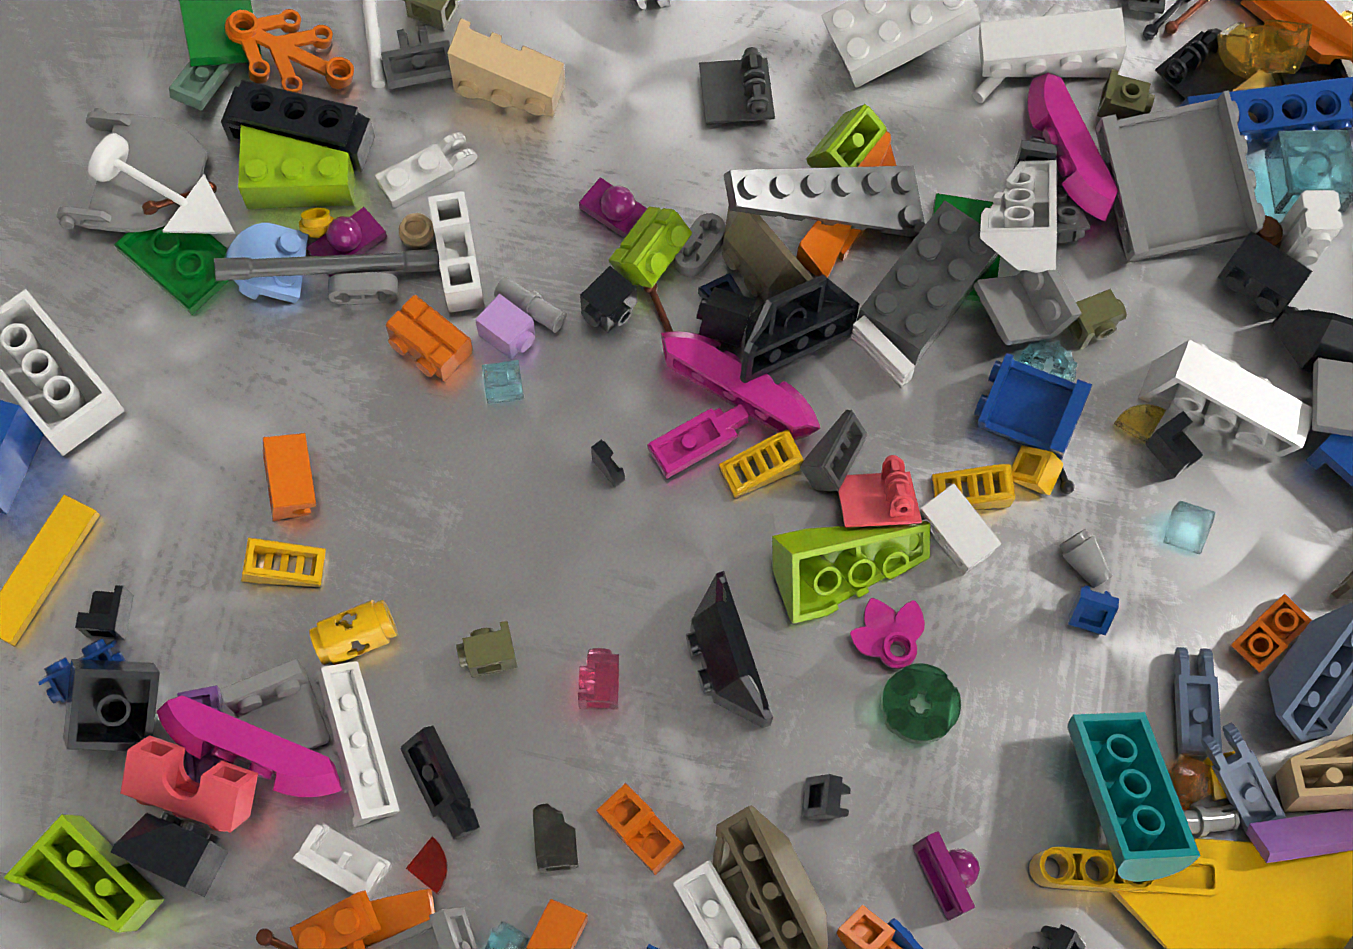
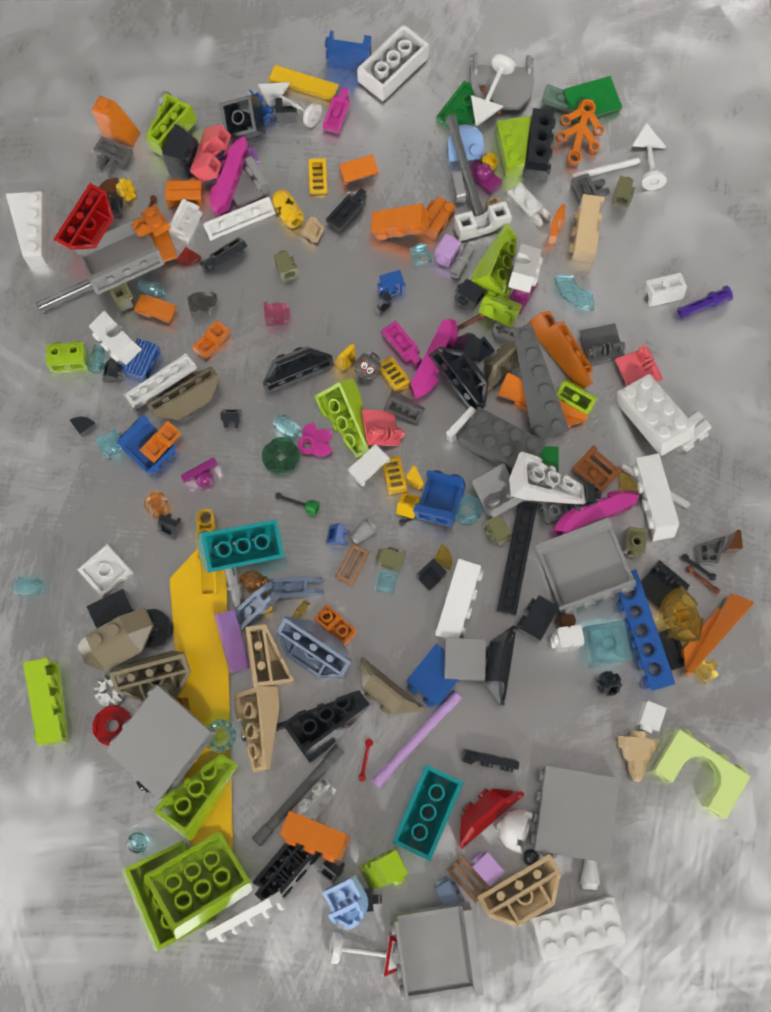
camera: 85 degrees right, 5 degrees up
(49, 637) = (275, 90): none -> white piece
(133, 504) = (337, 112): none -> dark pink hinge
(268, 860) = (190, 190): none -> orange brick
(377, 511) = (346, 210): none -> black hinge
(414, 584) = (312, 230): none -> tan tile
(435, 403) = (399, 221): none -> orange brick
(470, 120) = (558, 222): none -> orange slope
(561, 251) = (496, 265): none -> lime wedge
(565, 441) = (391, 283): none -> blue brick
(597, 183) = (526, 268): none -> white arch
(628, 121) = (573, 293): none -> clear light blue tile
(721, 547) = (345, 358): none -> yellow slope
(743, 507) = (367, 365): none -> dark grey head
(751, 146) = (563, 348): none -> orange wedge
(795, 38) = (637, 365): none -> coral hinge
(859, 684) = (286, 427): none -> clear light blue brick
(984, 450) = (414, 478): none -> yellow slope
(989, 146) = (592, 473): none -> dark orange plate
(1013, 97) = (626, 483): none -> clear yellow tile
(1031, 654) = (311, 506): none -> hinge
(1143, 601) = (345, 579): none -> medium nougat tile
(1146, 511) = (390, 558): none -> olive brick
(1156, 298) = (517, 558): none -> black tile
(1249, 694) = (301, 610): none -> clear yellow tile

